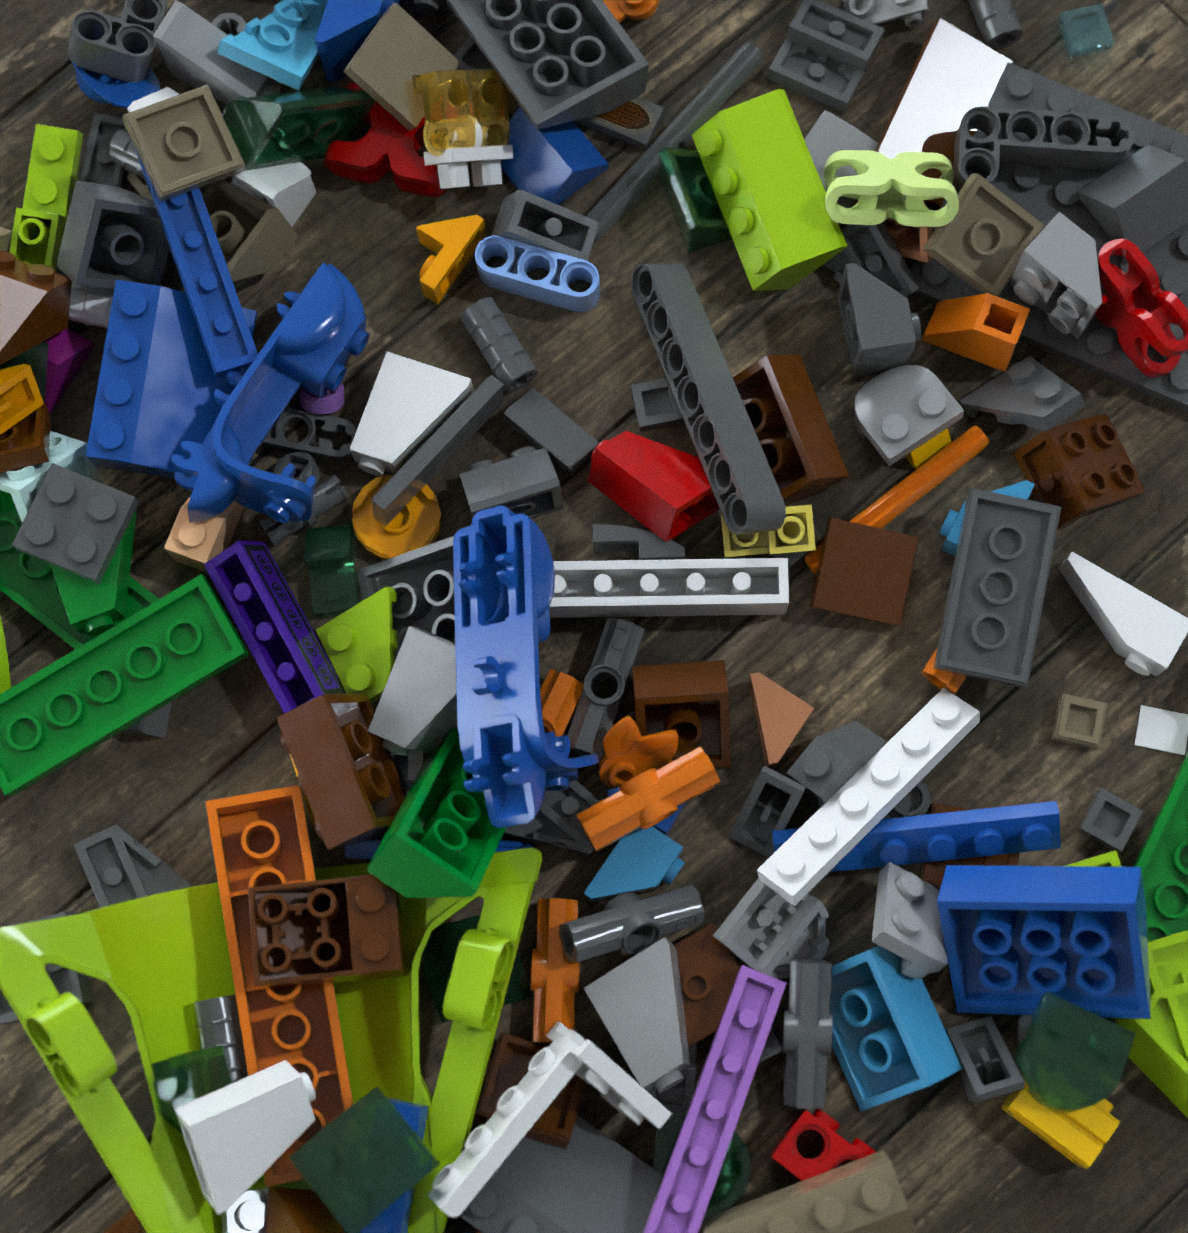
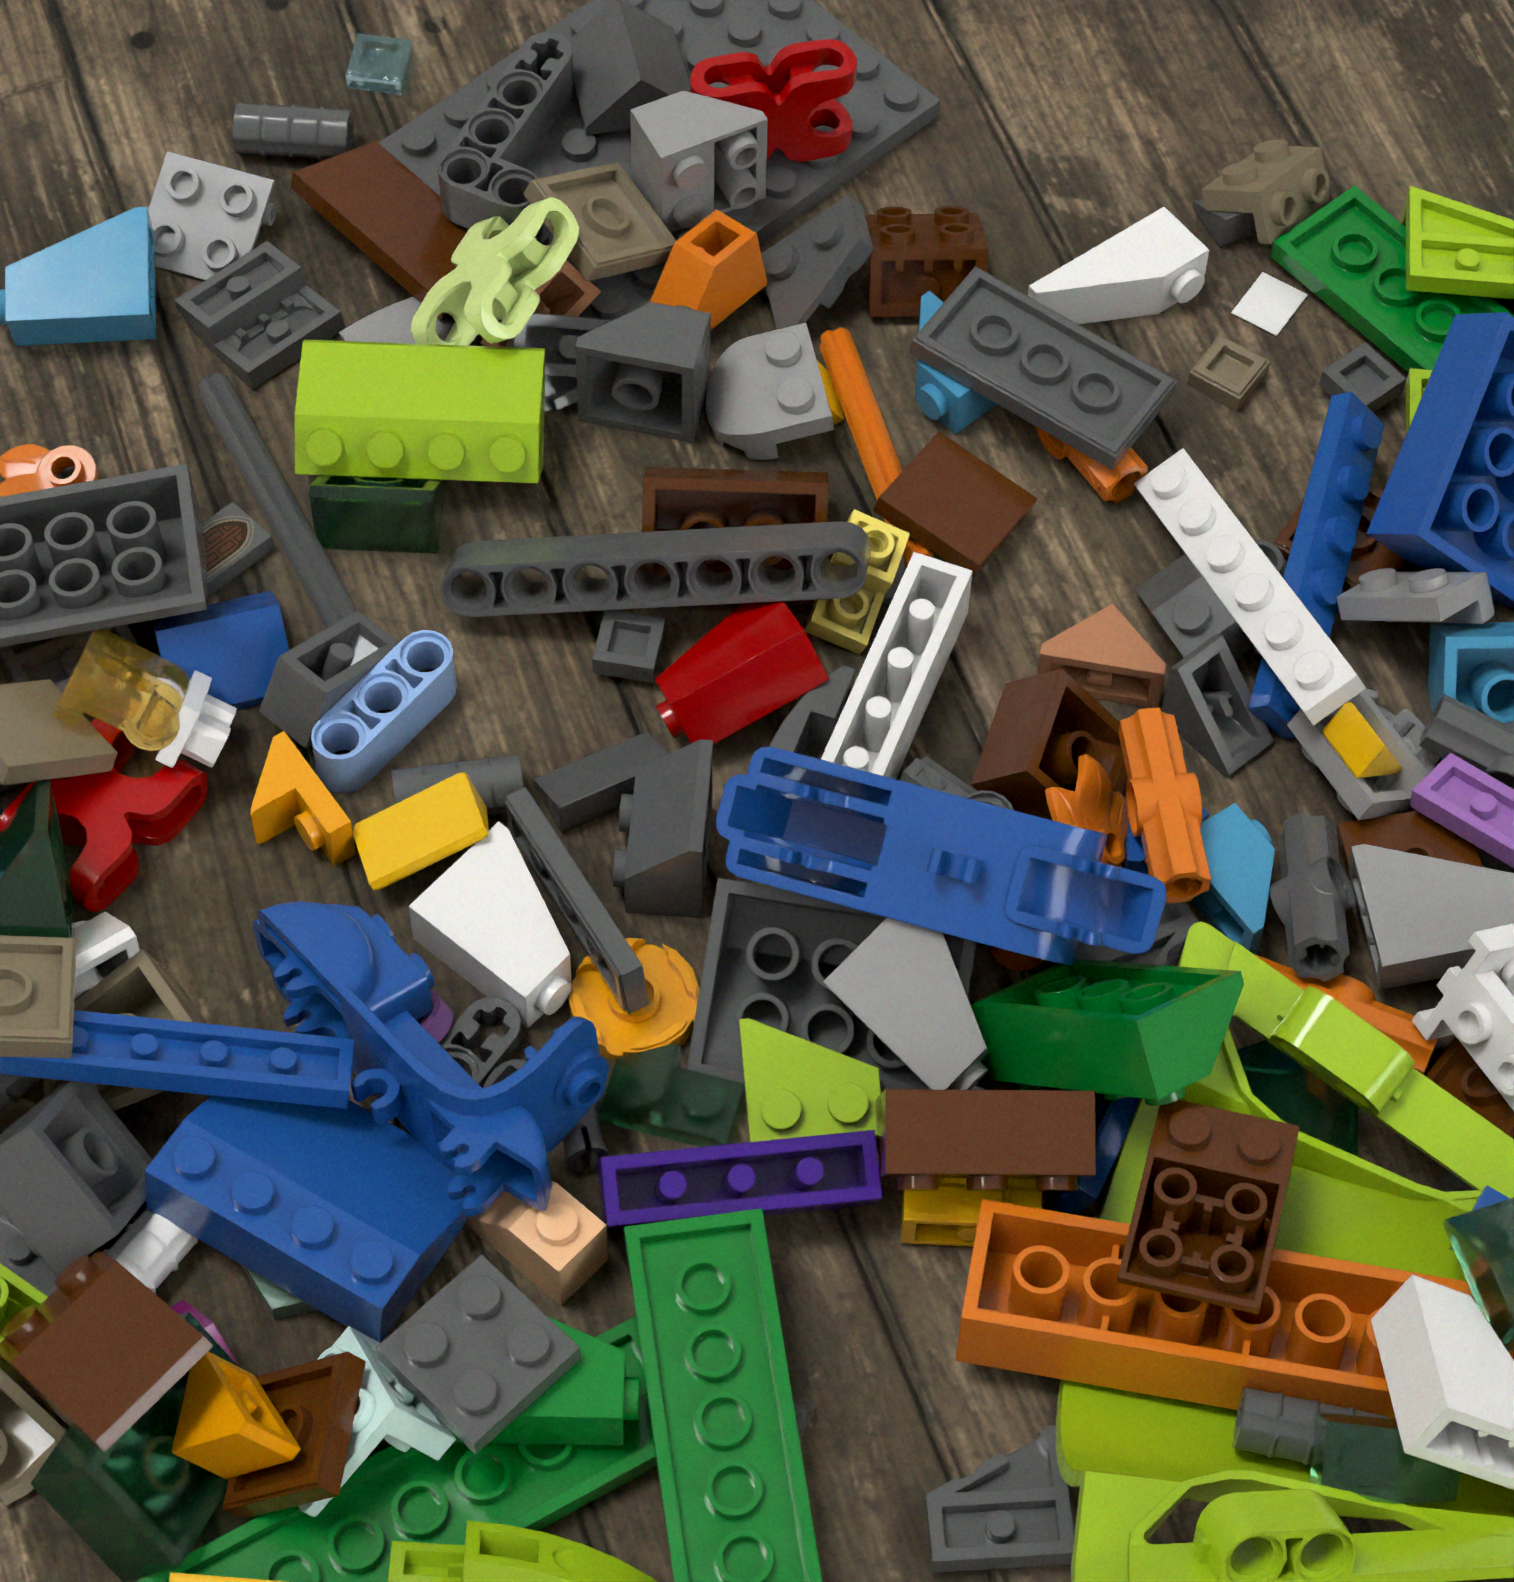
camera: 75 degrees left, 20 degrees down
(450, 336) = (421, 830): none -> yellow slope
(767, 919) = (1359, 744): none -> yellow slope

